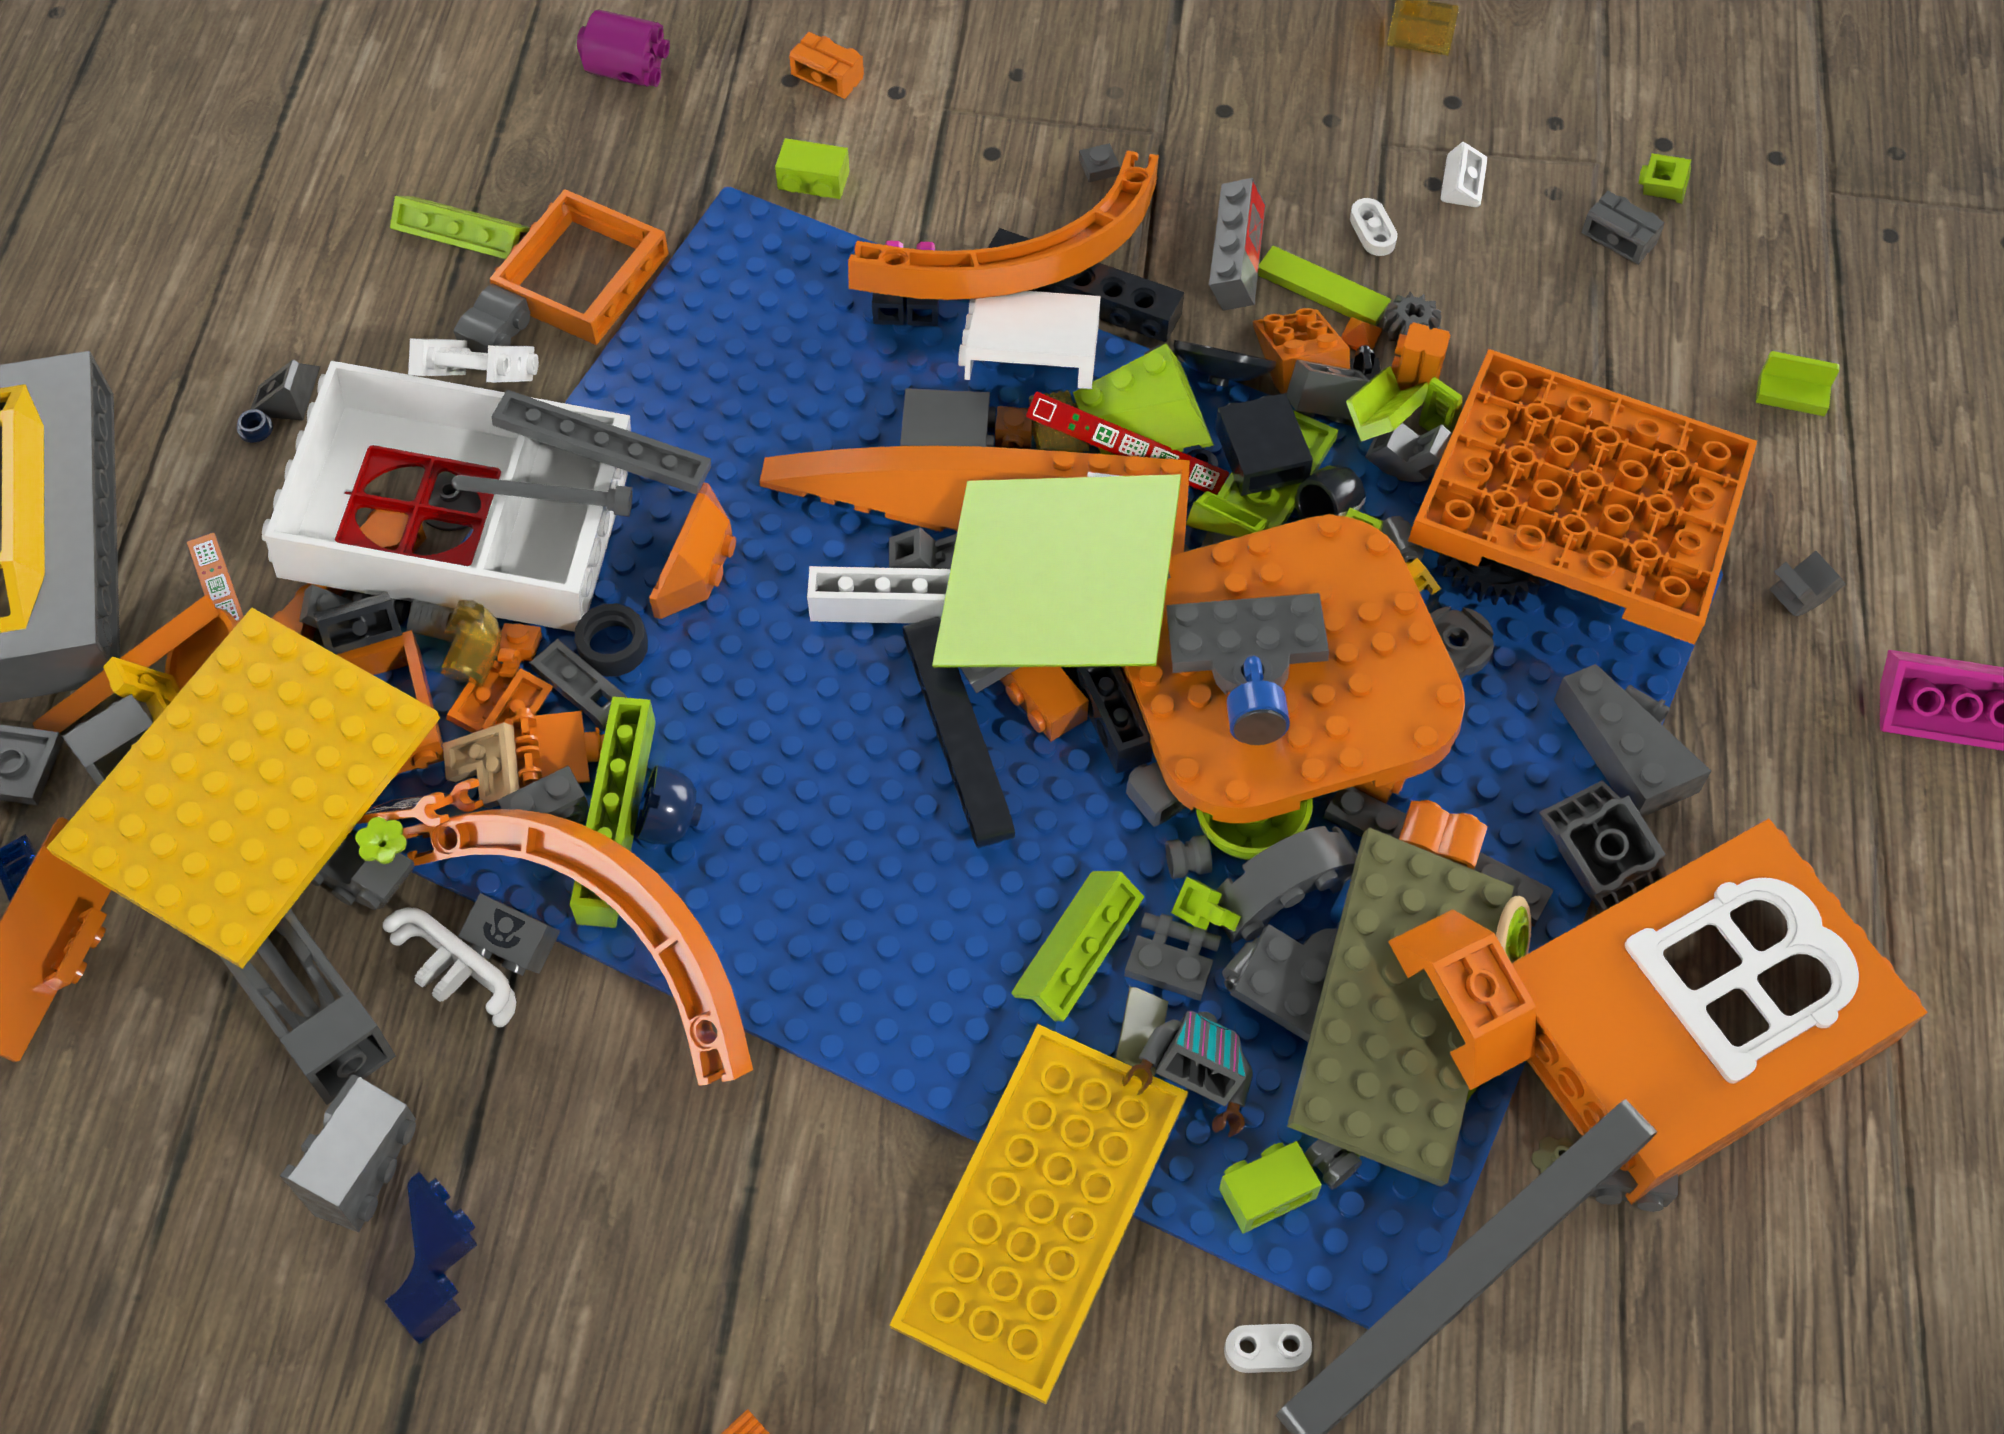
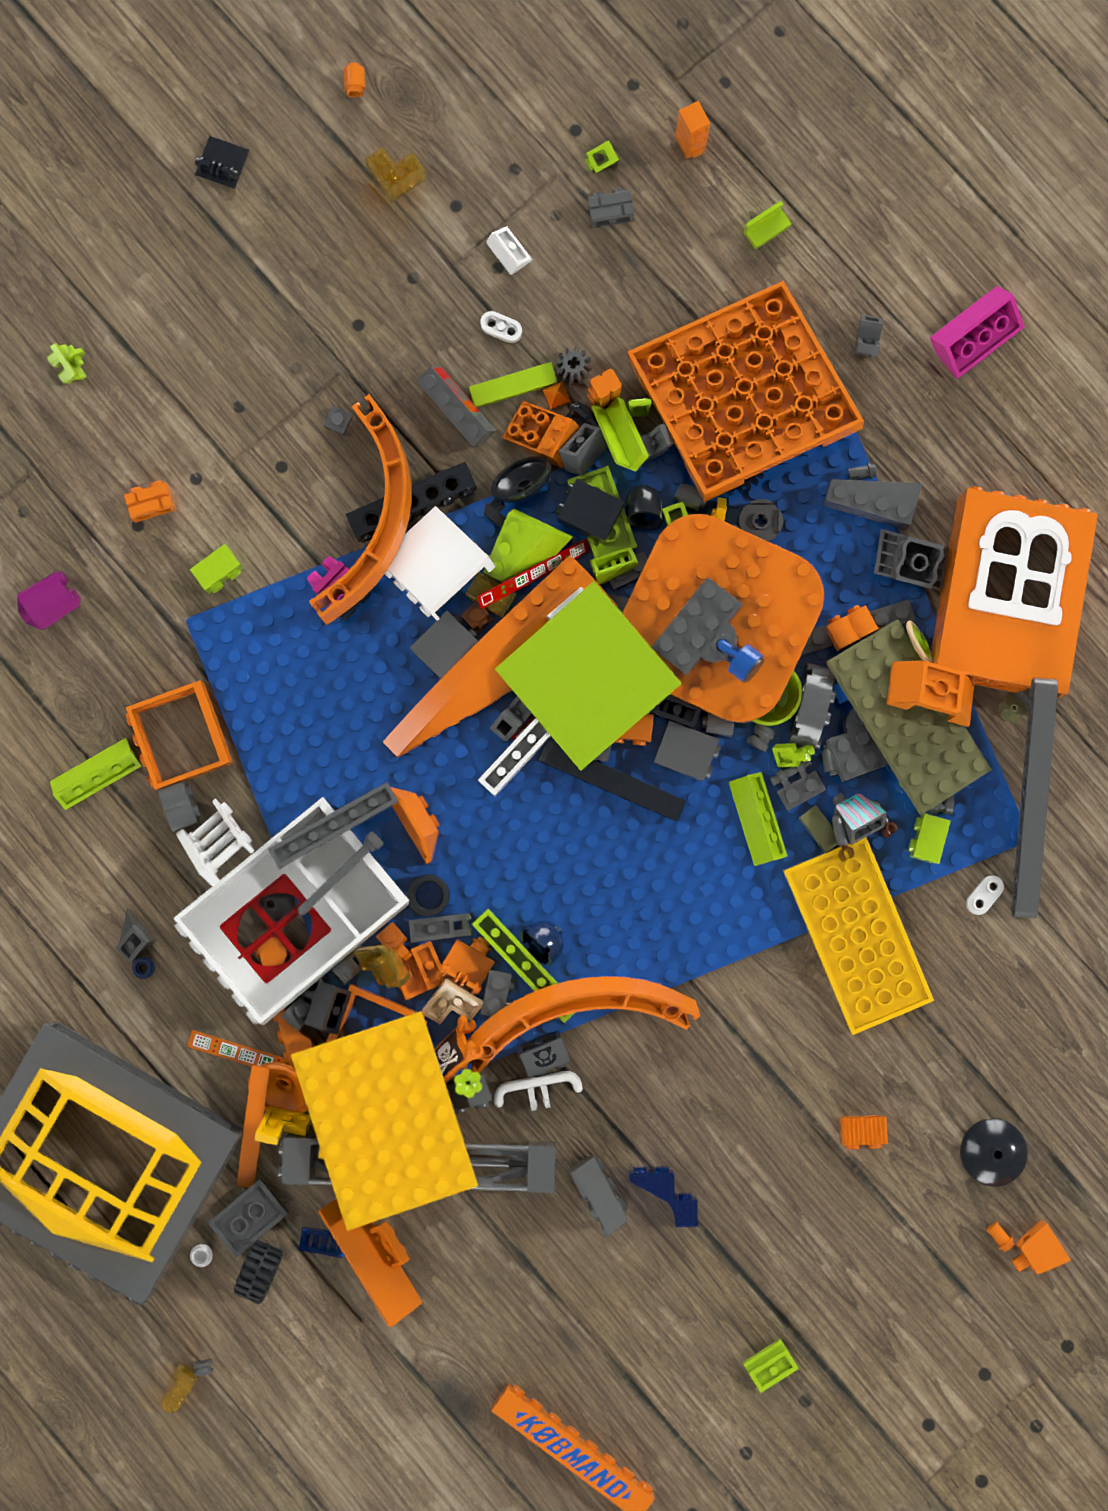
camera: 45 degrees left, 25 degrees up
(1080, 783) = (687, 751): none -> dark grey brick
(1801, 218) = (692, 130): none -> orange brick

